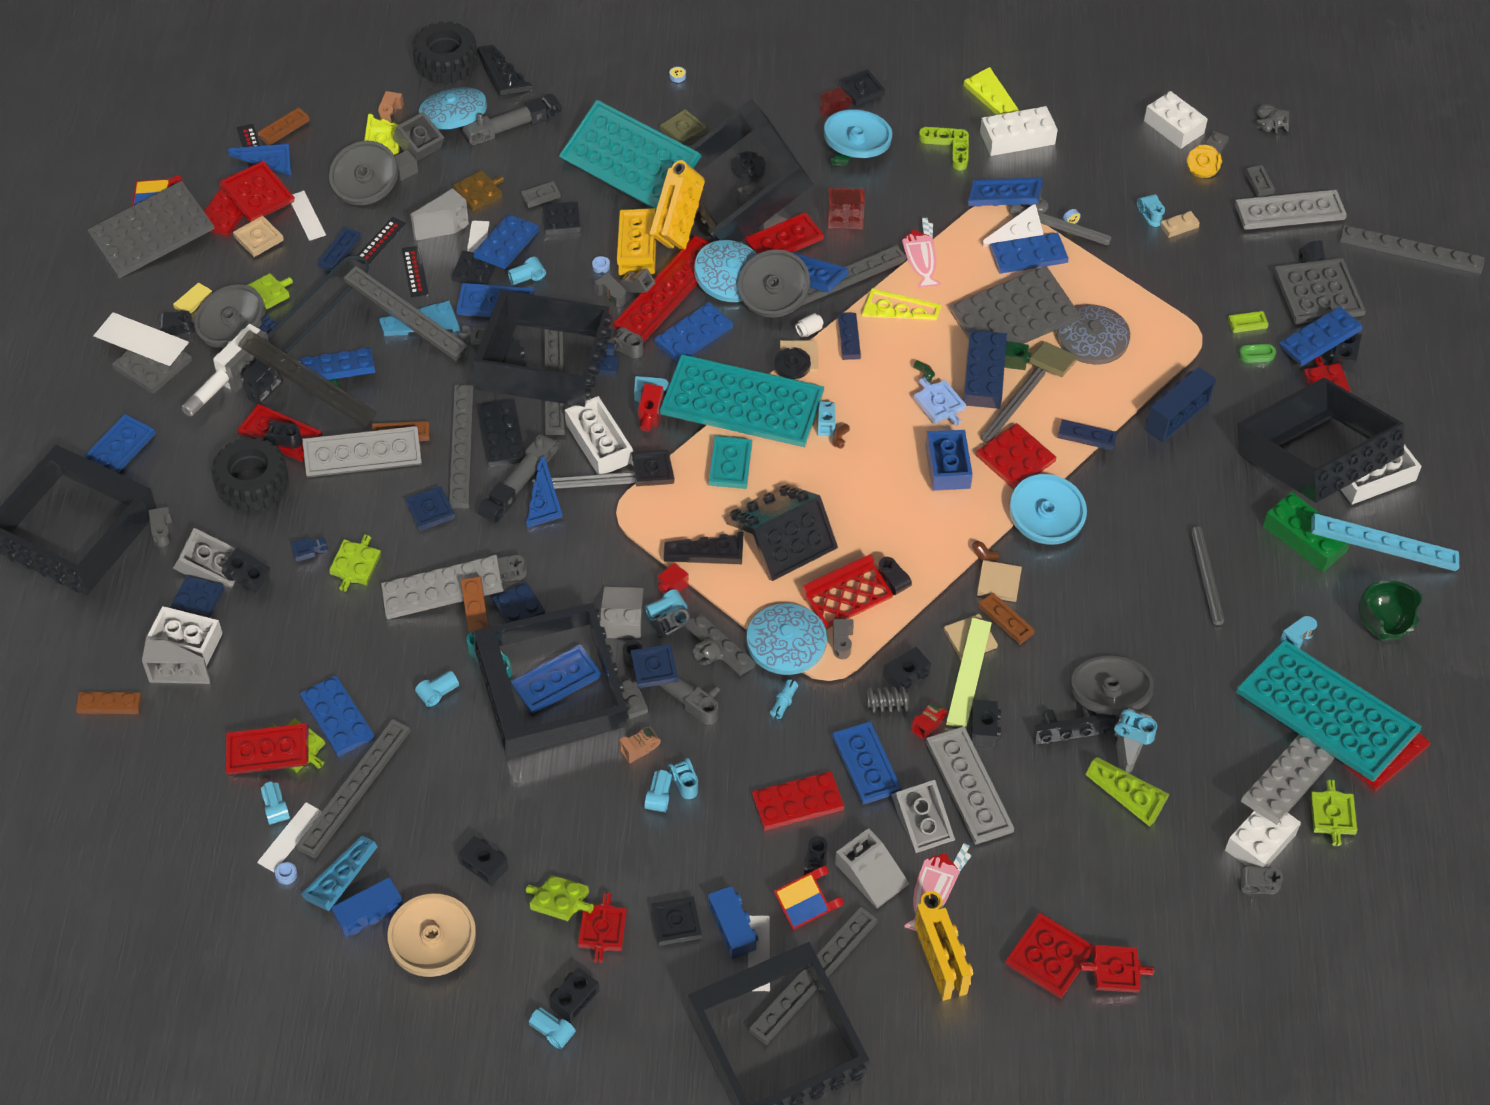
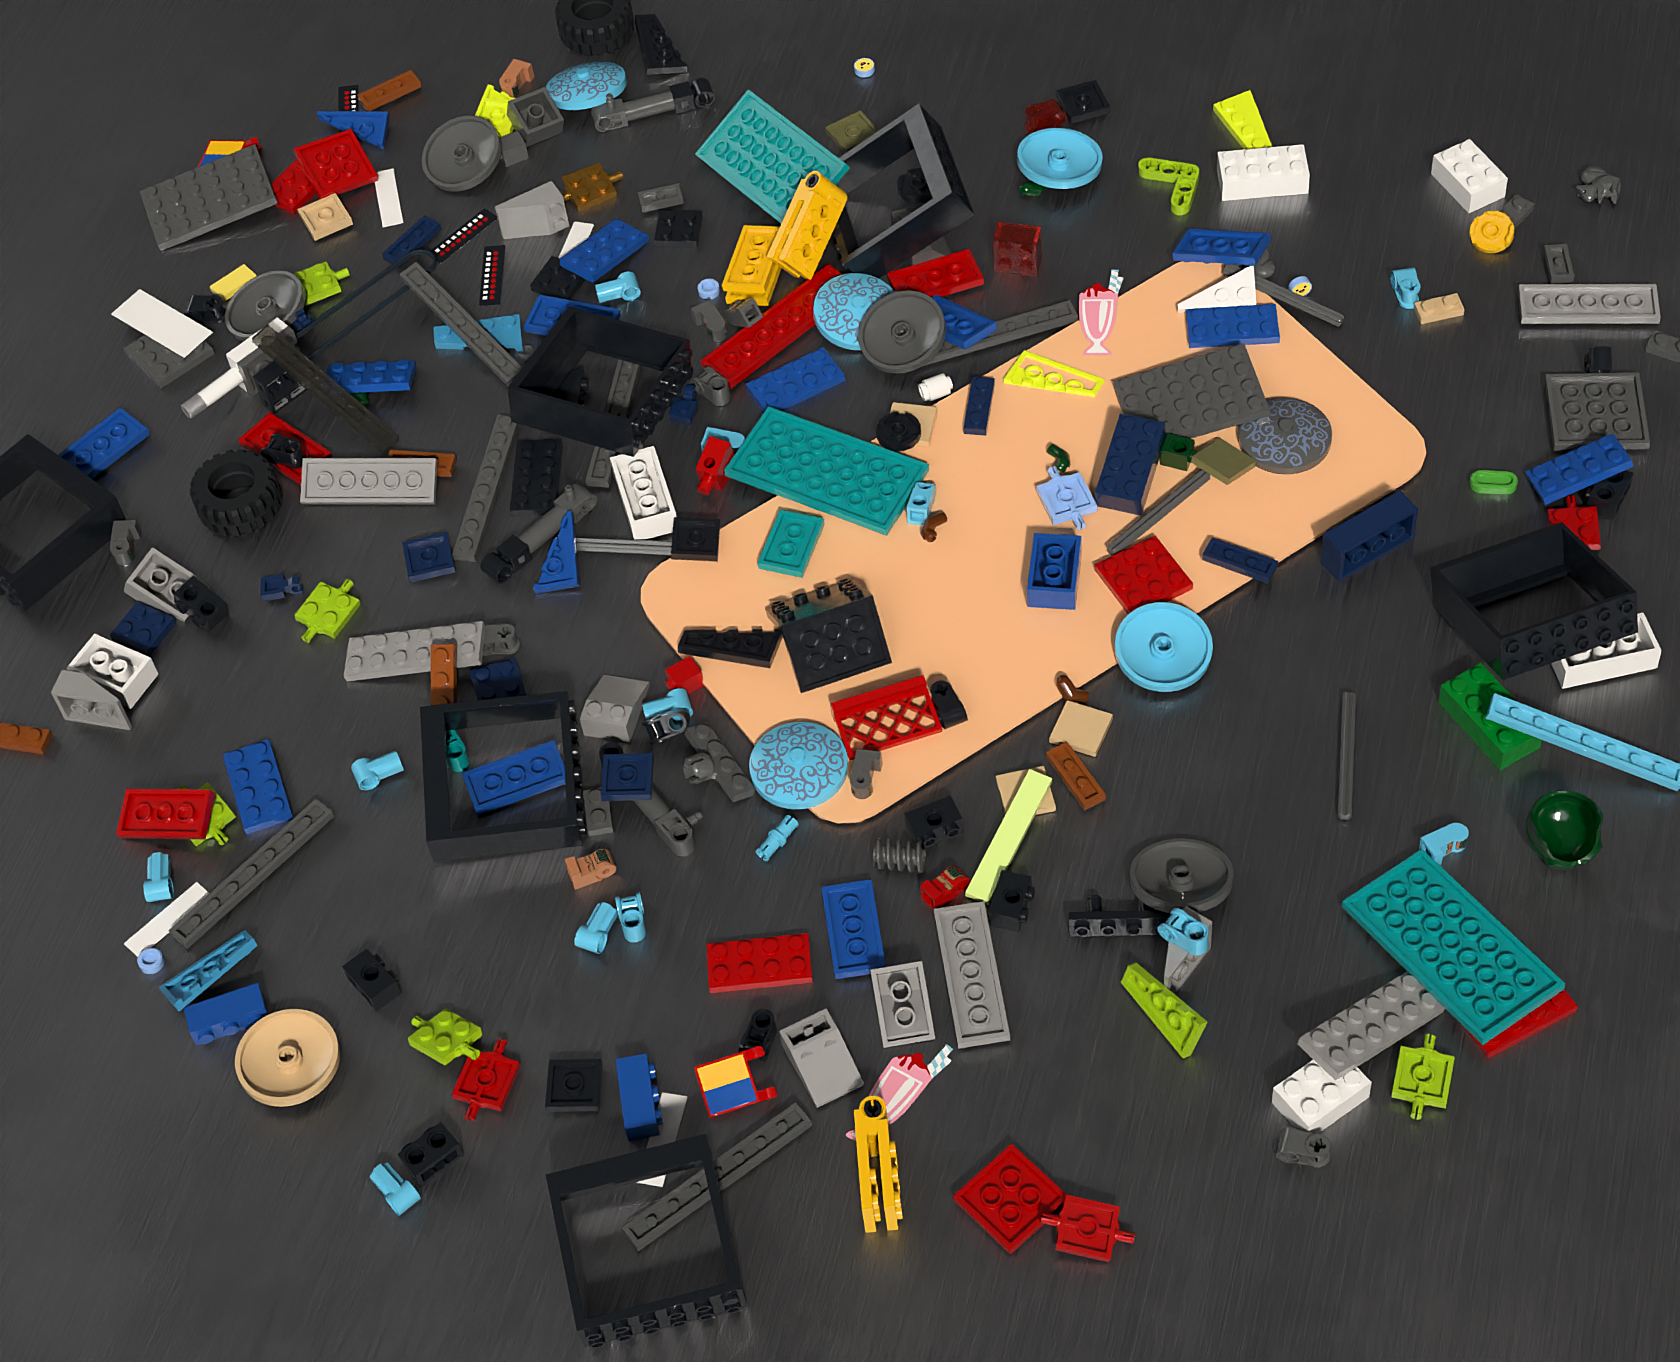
camera: 20 degrees right, 0 degrees up
(1247, 321) = (1492, 441): lime tile -> none

